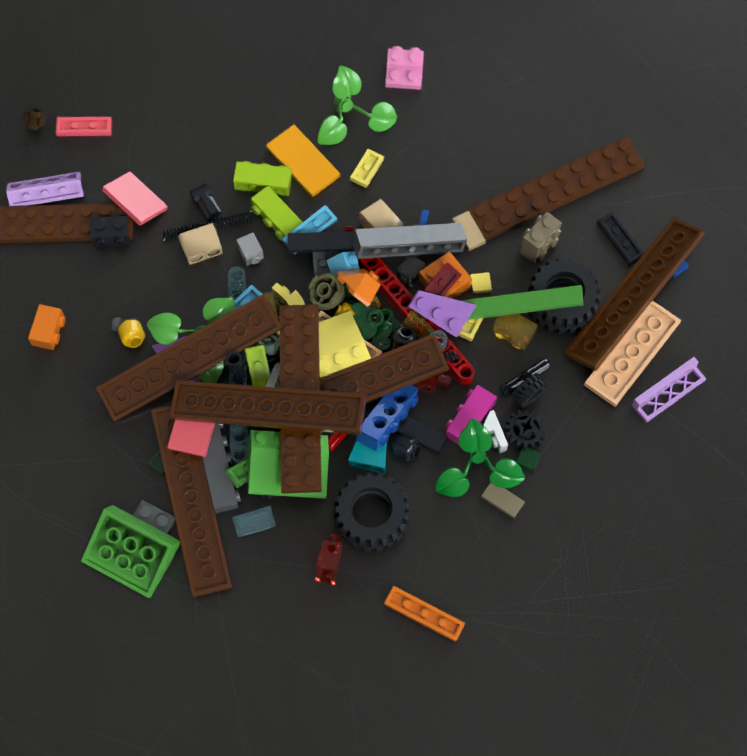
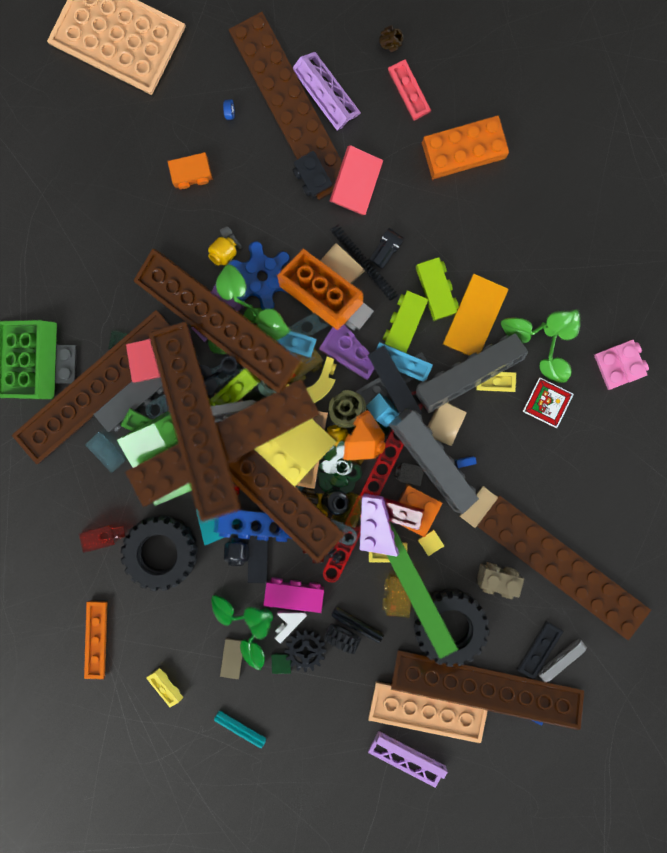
camera: 60 degrees right, 20 degrees up
(13, 271) = (229, 110): none -> blue tile
(157, 103) = (465, 147): none -> orange brick
(170, 300) = (260, 262): none -> blue plate
(210, 262) = (320, 289): none -> orange brick
(278, 271) = (348, 351): none -> medium lavender wing
(348, 180) = (471, 372): none -> dark grey brick
(407, 138) = (547, 402): none -> tile
(500, 571) = (164, 687): none -> light yellow plate
(573, 524) = (240, 729): none -> teal axle
(638, 223) = (562, 660): none -> light grey beam

